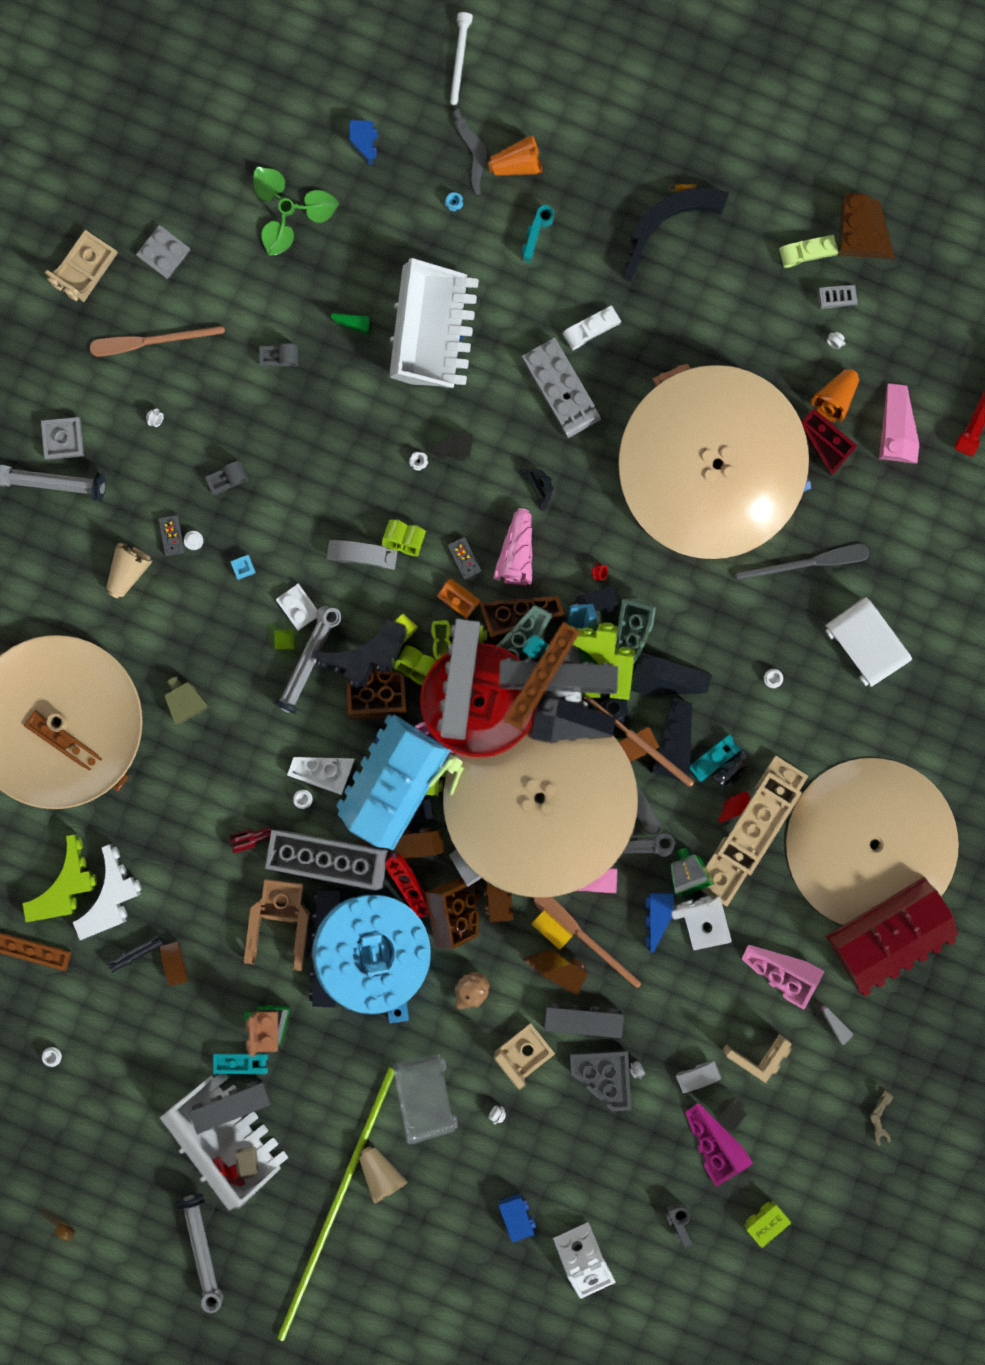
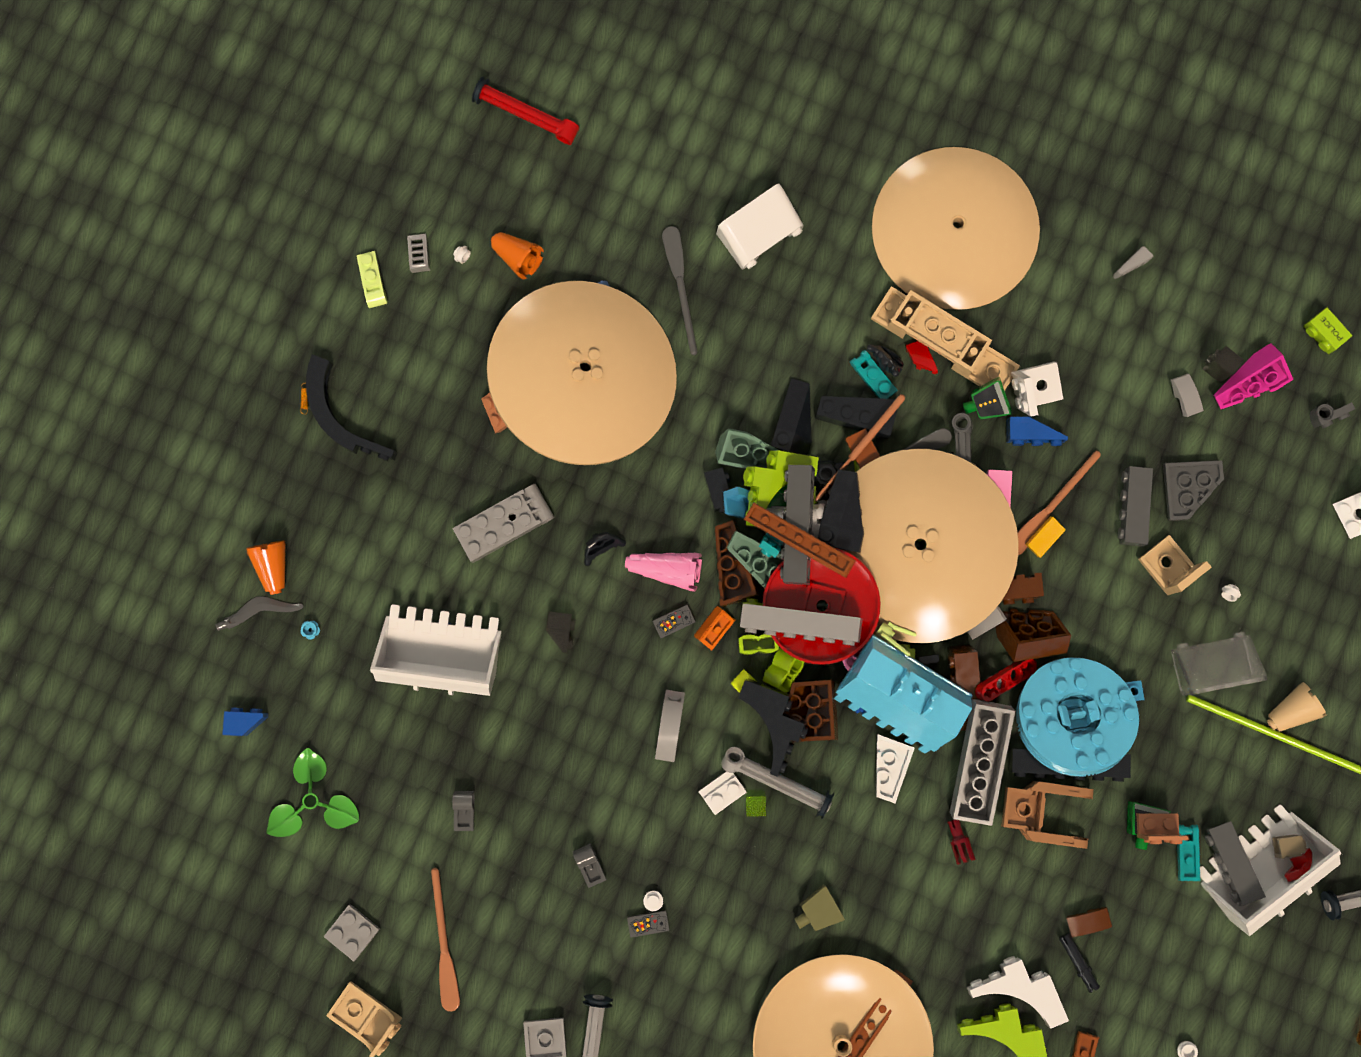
camera: 85 degrees left, 5 degrees down
(126, 569) = (683, 971): tan cone -> none
(154, 417) = (525, 941): white plate -> none
(243, 567) = (681, 848): medium azure plate -> none
(302, 799) = (918, 787): white plate -> none
(354, 322) = (432, 729): green slope -> none
(403, 537) = (653, 682): lime brick -> none
(423, 461) = (579, 667): white plate -> none
(464, 20) = (124, 618): white piece -> none
(471, 990) = (1109, 617): medium nougat animal -> none
(516, 1217) = (1332, 574): blue brick -> none
(533, 232) = (344, 549): teal plate -> none
(559, 969) = (1088, 528): reddish brown wedge -> none
(591, 327) = (442, 492): white plate -> none
(599, 572) = (689, 486): red plate -> none
(637, 1070) = (1182, 454): light grey plate -> none
(770, 1062) = (1173, 326): tan bracket -> none
(773, 678) = (794, 319): white plate -> none
(790, 975) = (1087, 303): bright pink wedge -> none
(828, 441) = (562, 262): dark red wedge -> none
(863, 228) = (351, 227): reddish brown wedge -> none
(879, 1131) = (1203, 218): dark tan piece -> none
(893, 935) = (1045, 207): dark red piece -> none
(899, 431) = (550, 196): bright pink wedge -> none

